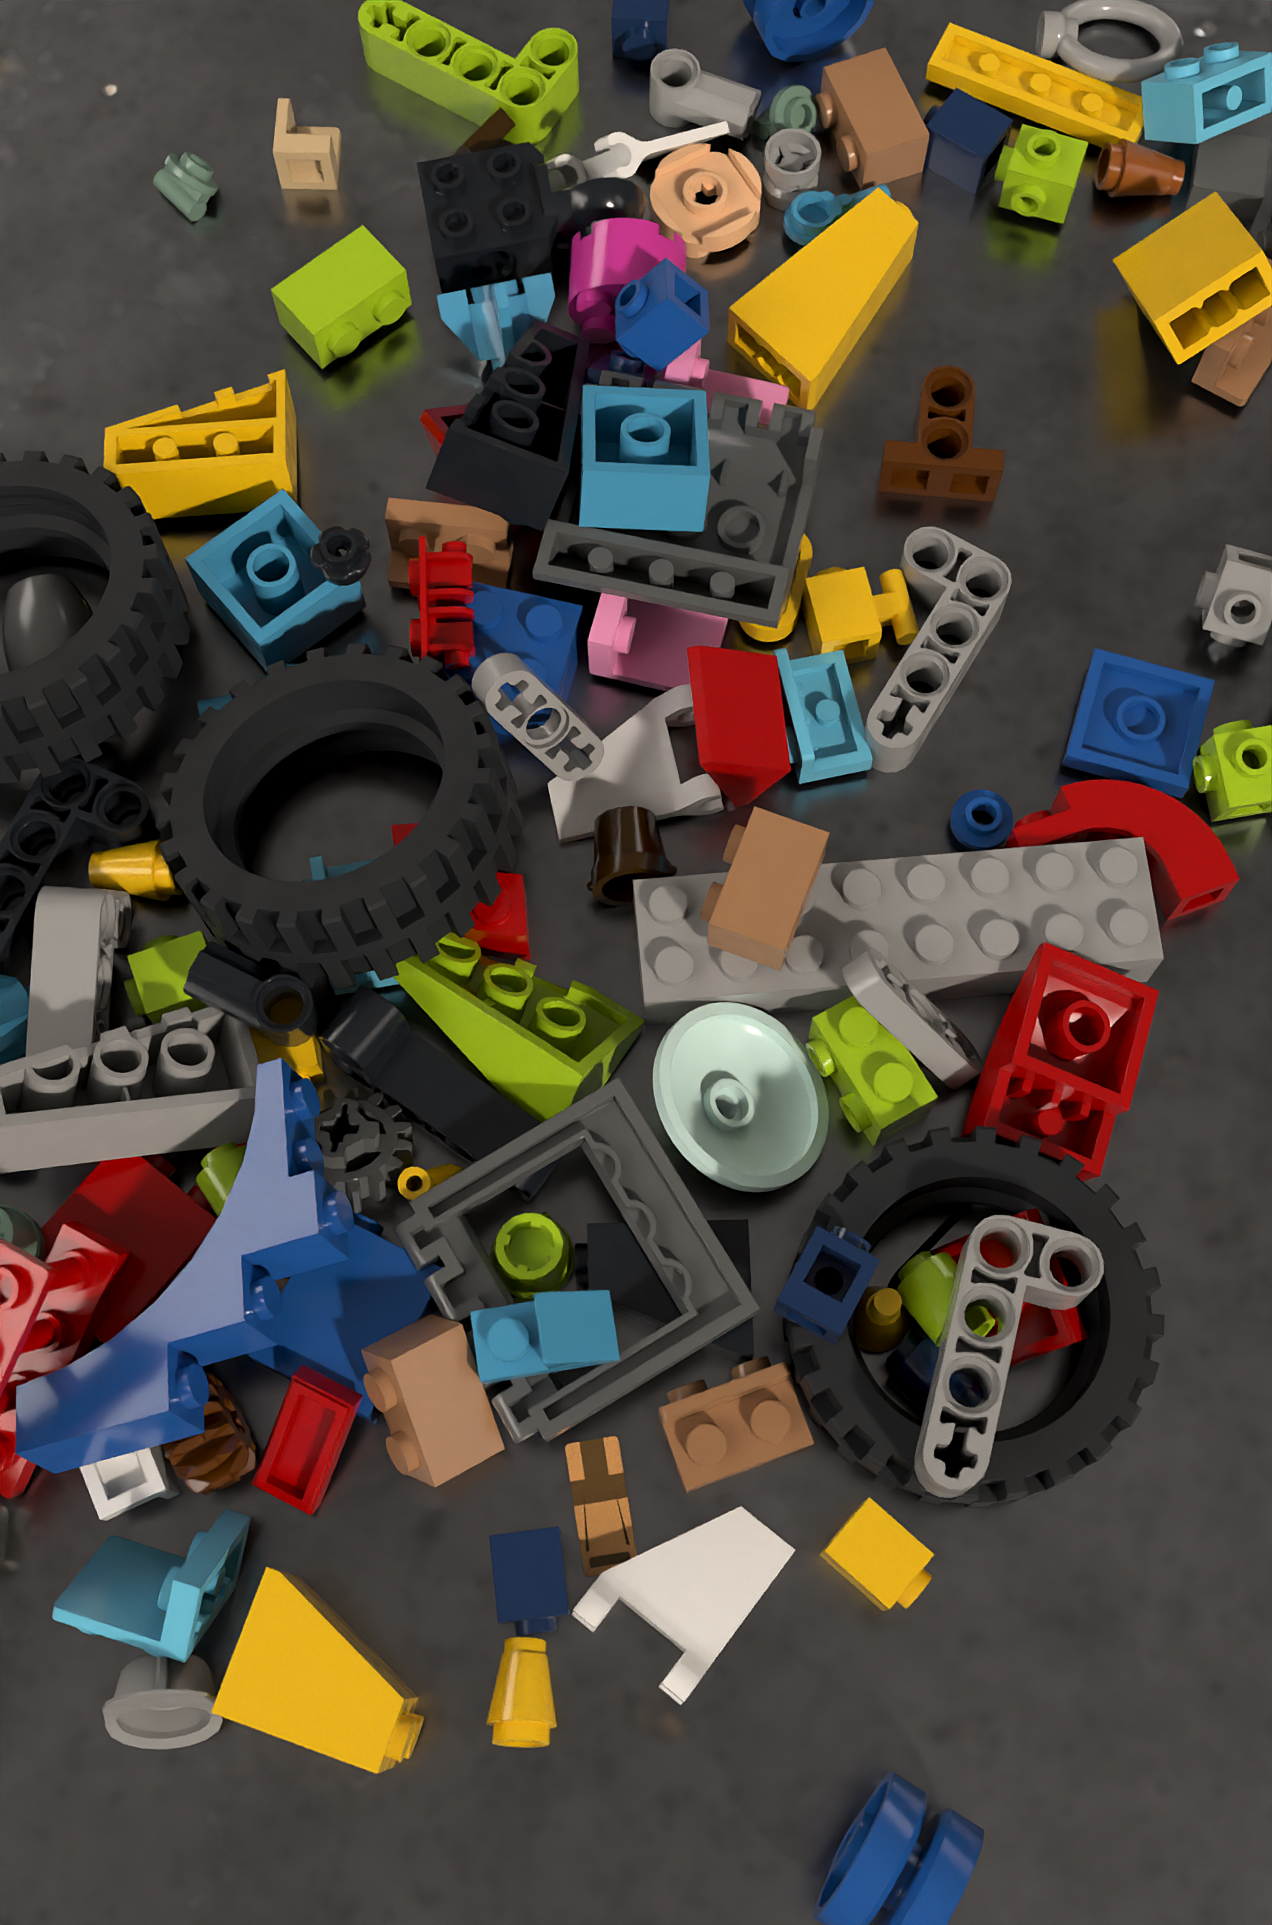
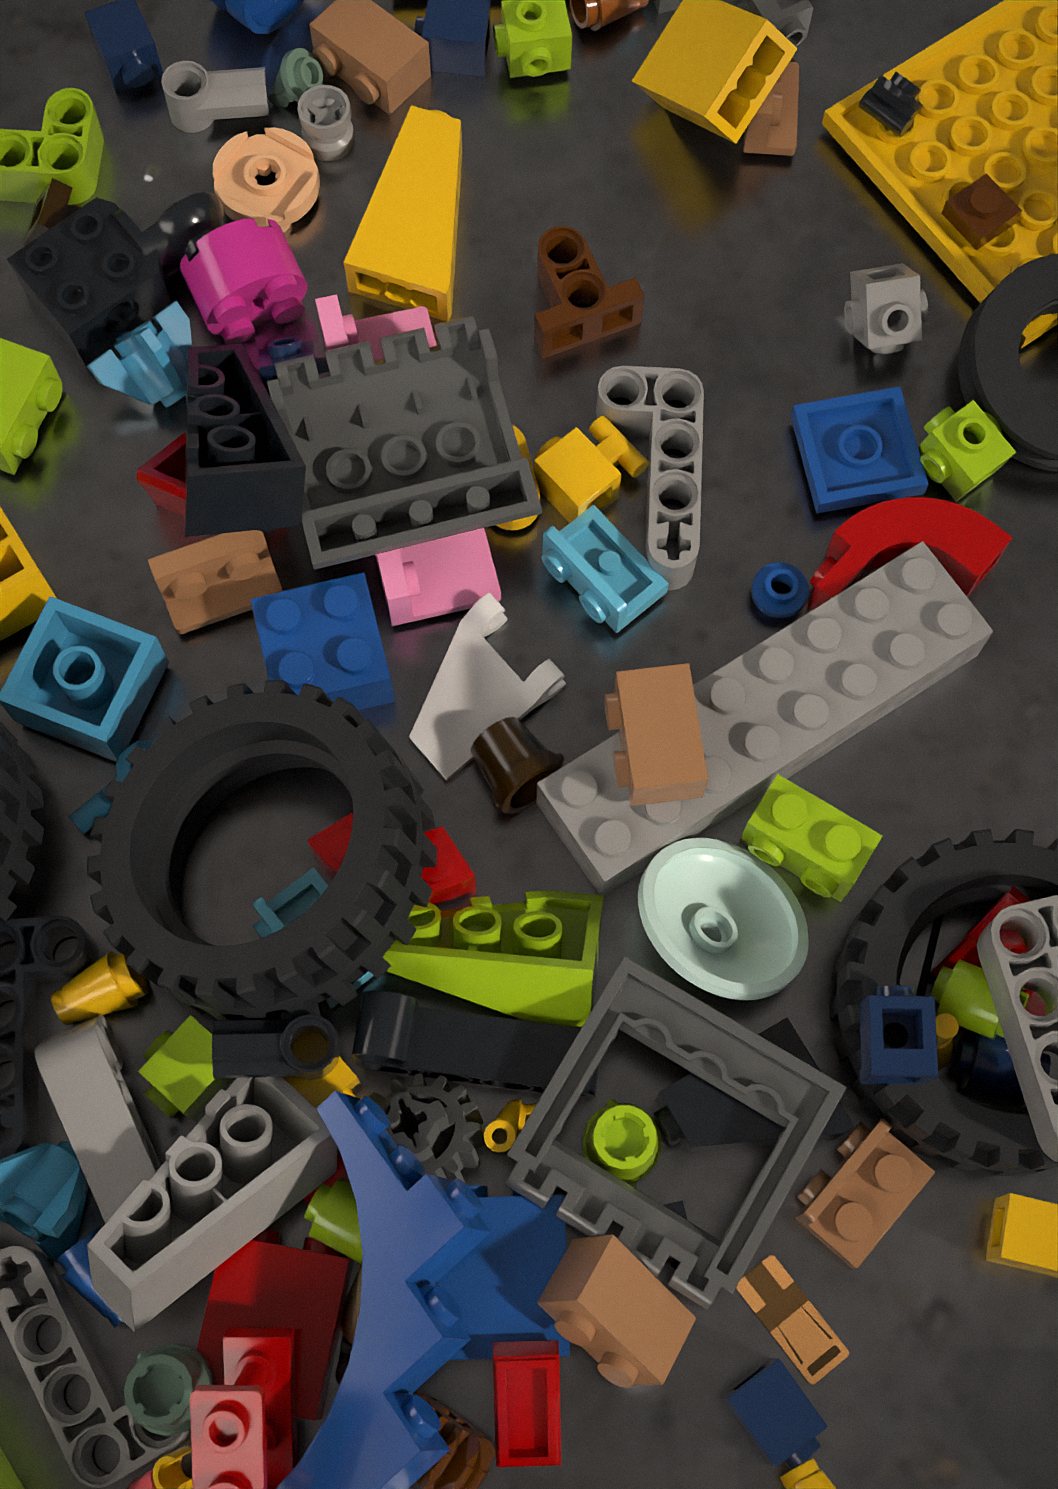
camera: 30 degrees left, 0 degrees up
(343, 569) = (139, 643): black plate -> none
(441, 581) = (233, 602): red hinge -> none
(533, 697) = (368, 690): light grey beam -> none
(545, 1335) = (687, 1207): dark azure slope -> none
(627, 154) = (180, 173): white flag -> none
(643, 458) = (355, 423): dark azure brick -> none
(661, 315) = (299, 294): blue brick -> none
(693, 1590) = (906, 1349): white flag -> none
(738, 720) = (551, 603): red slope -> none
(816, 211) = (368, 150): dark azure plate -> none
(912, 1018) = (825, 781): light grey beam -> none
(1064, 1058) = (959, 753): red slope -> none

